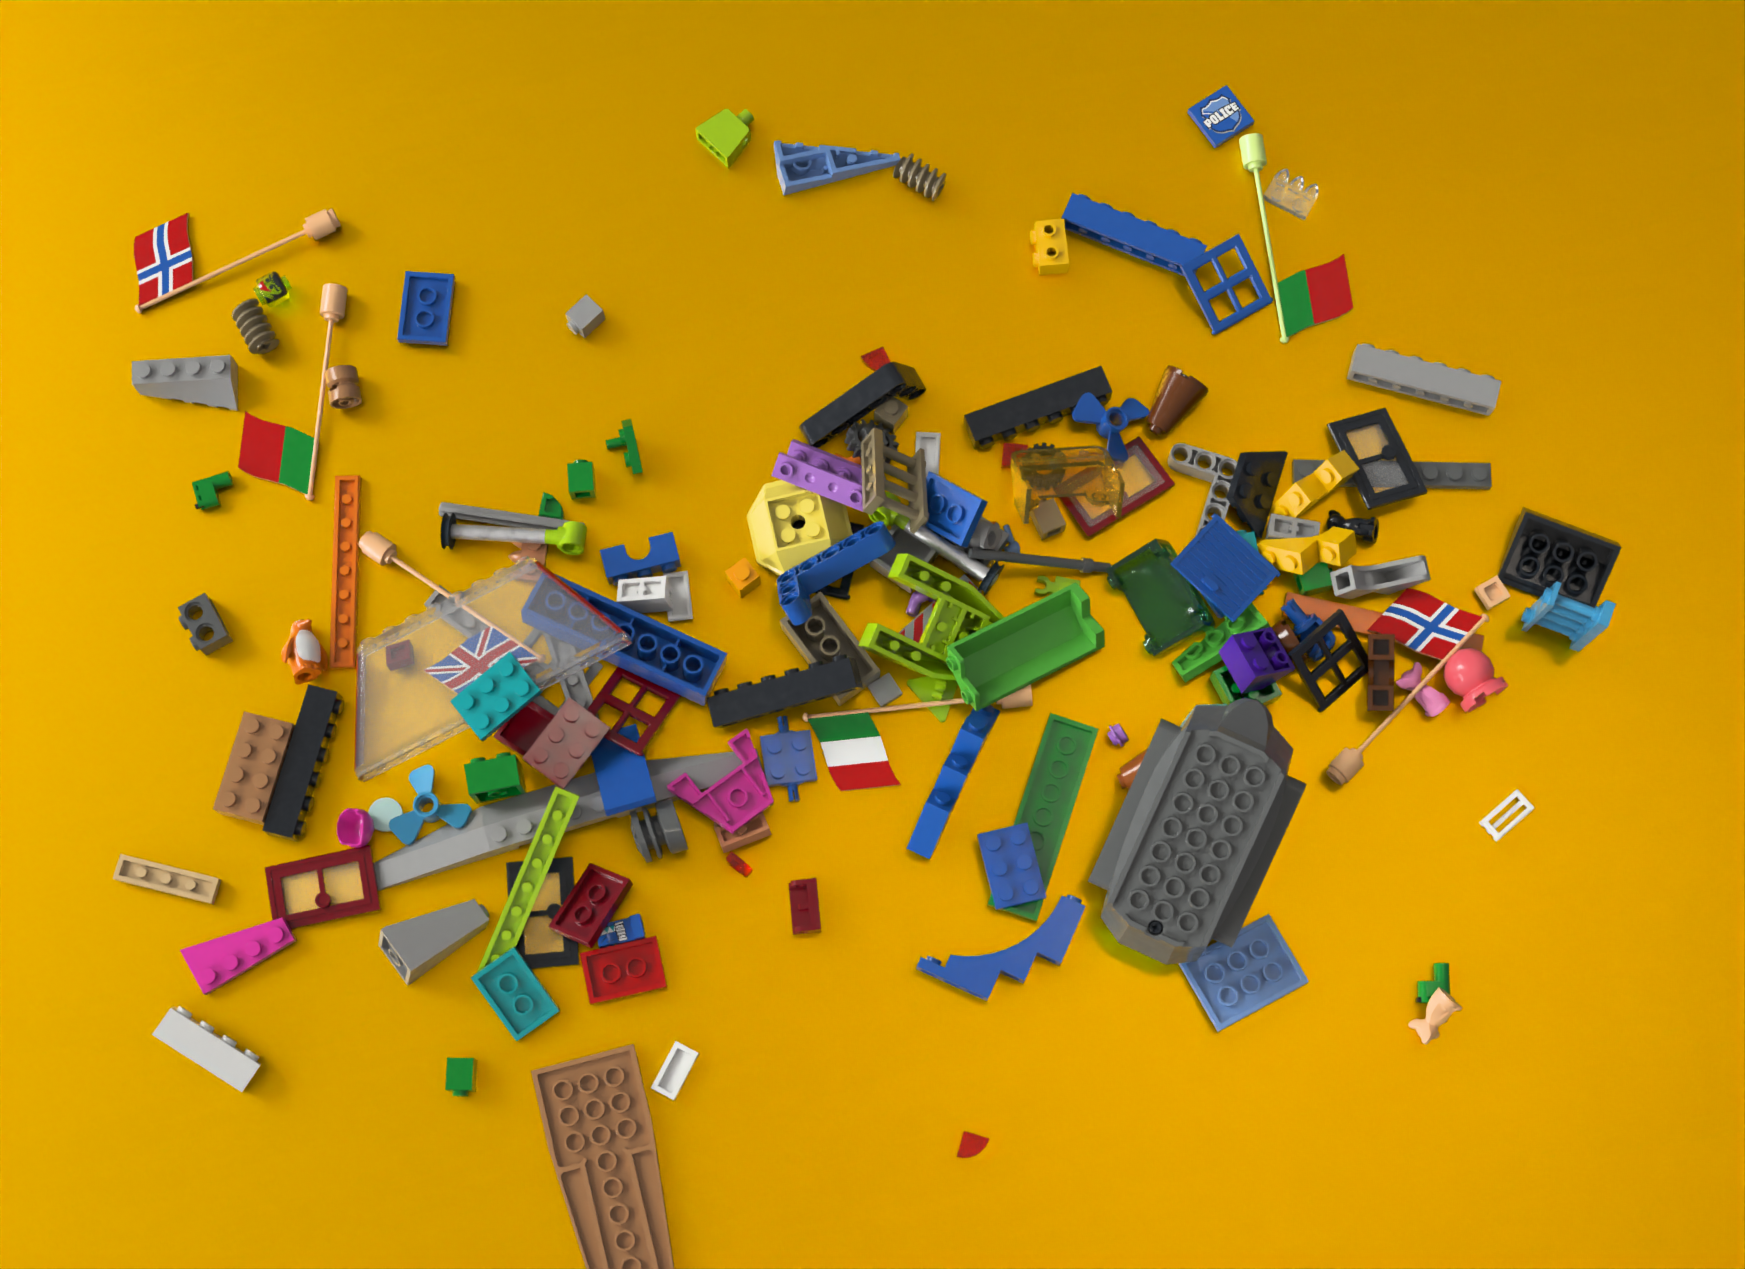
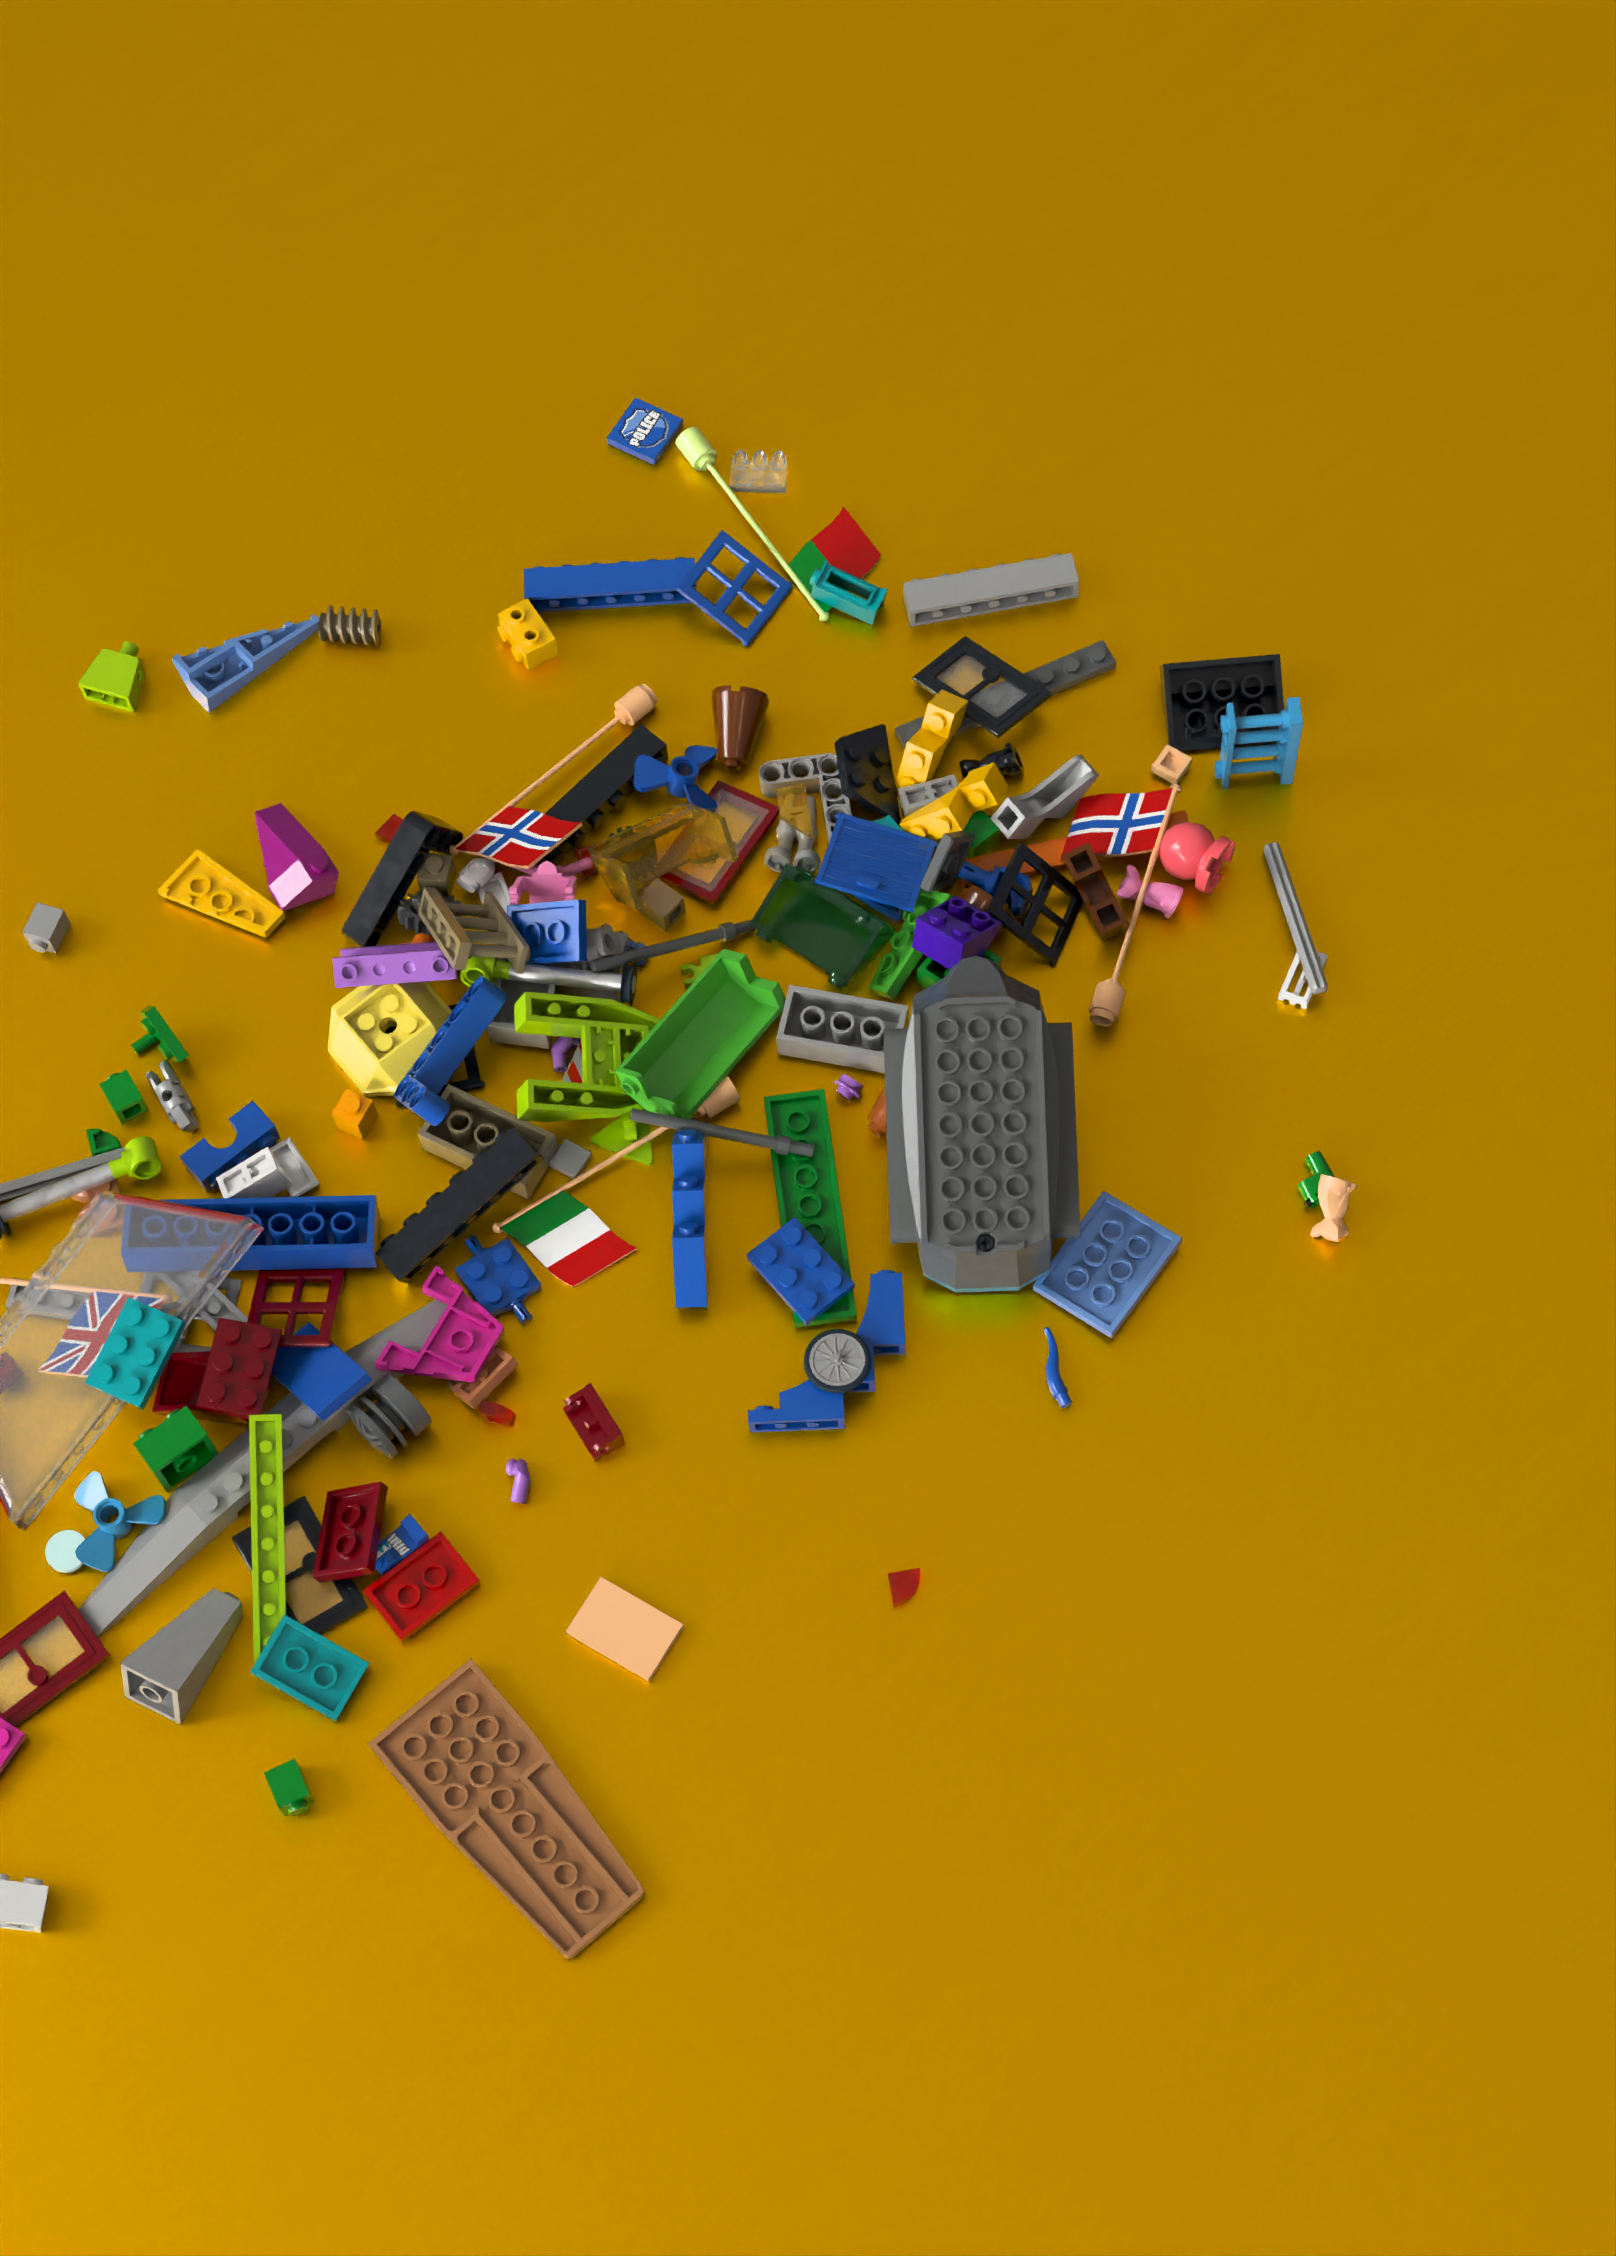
camera: 20 degrees left, 10 degrees down
(355, 827) = (38, 1579): dark pink hair -> none
(617, 497) = (173, 1097): none -> light grey hinge
(675, 1070) = (532, 1667): white tile -> none
(722, 347) = (217, 892): none -> yellow wing
(735, 915) = (521, 1481): none -> medium lavender arm
(754, 1075) = (625, 1629): none -> light nougat tile
(790, 349) = (293, 859): none -> magenta wedge
(926, 424) = (476, 874): none -> white piece
(969, 465) = (549, 882): none -> bright pink piece
(970, 417) = (524, 835): none -> flag
(1004, 953) = (837, 1361): none -> light grey wheel
(1044, 759) = (780, 1144): none -> dark grey bar
(1133, 687) = (837, 1028): none -> light grey brick
(1158, 1046) = (1053, 1376): none -> blue animal
(1178, 503) = (805, 857): none -> light grey piece
(1184, 492) = (794, 808): none -> clear yellow tile
(1279, 593) = (947, 860): none -> dark grey tile
(1305, 335) = (845, 601): none -> teal window
(1524, 766) = (1295, 918): none -> light grey axle

